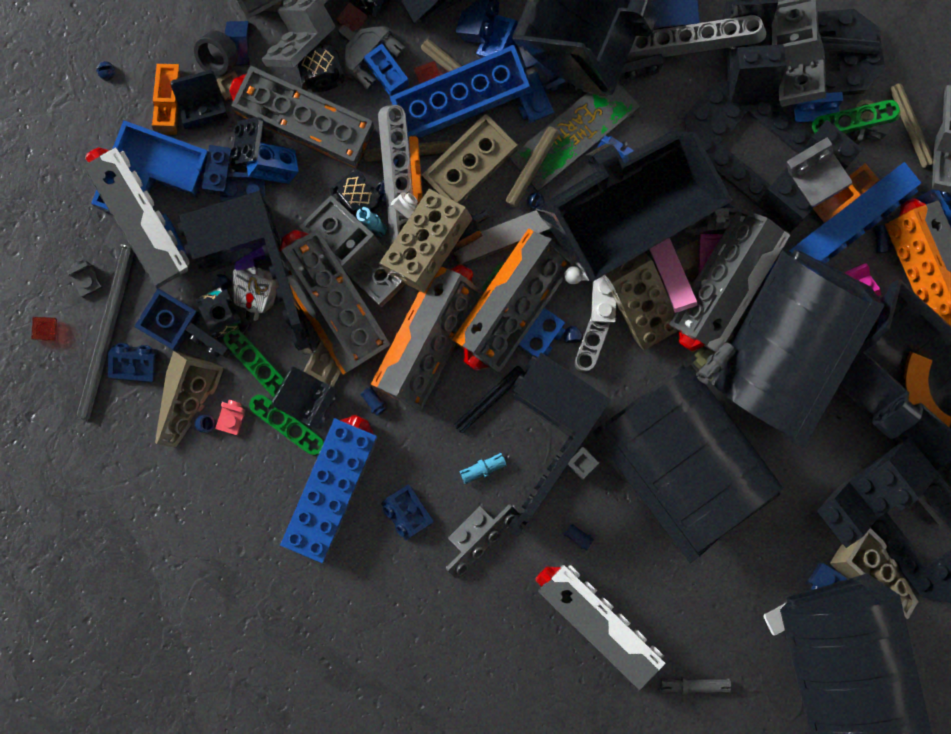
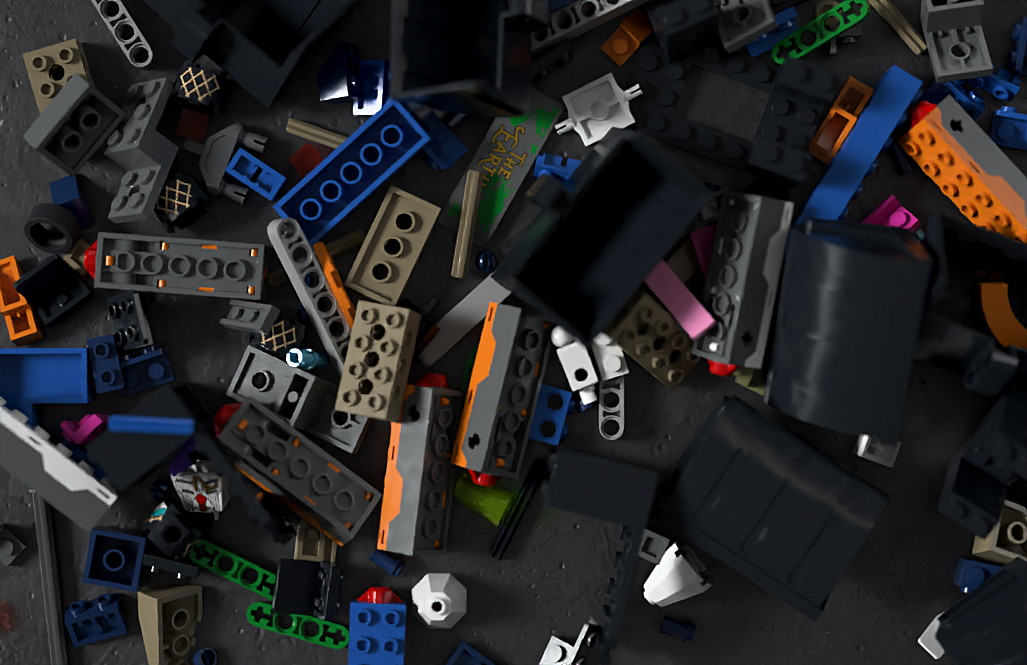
camera: 25 degrees left, 5 degrees up
(184, 207) = (86, 430): none -> dark pink bracket
(231, 417) = (232, 640): coral bracket -> none
(236, 216) = (151, 425): none -> blue axle
(274, 164) = (169, 333): blue brick -> none
(341, 173) = (250, 317): none -> dark grey hinge
(405, 204) = (338, 327): white plate -> none
(409, 455) = (440, 588): none -> white cone
(466, 380) = (486, 501): none -> clear neon green plant
(483, 468) = (540, 591): medium azure pin -> none
(577, 299) = (574, 358): none -> white torso
(593, 494) = (676, 576): none -> white cone
(663, 115) = (598, 108): none -> white plate
(706, 73) = (627, 37): none -> orange slope
(715, 363) = (761, 383): dark grey pin -> none
(785, 453) = (873, 450): none -> white slope
(818, 173) = (801, 124): flat silver bracket -> none

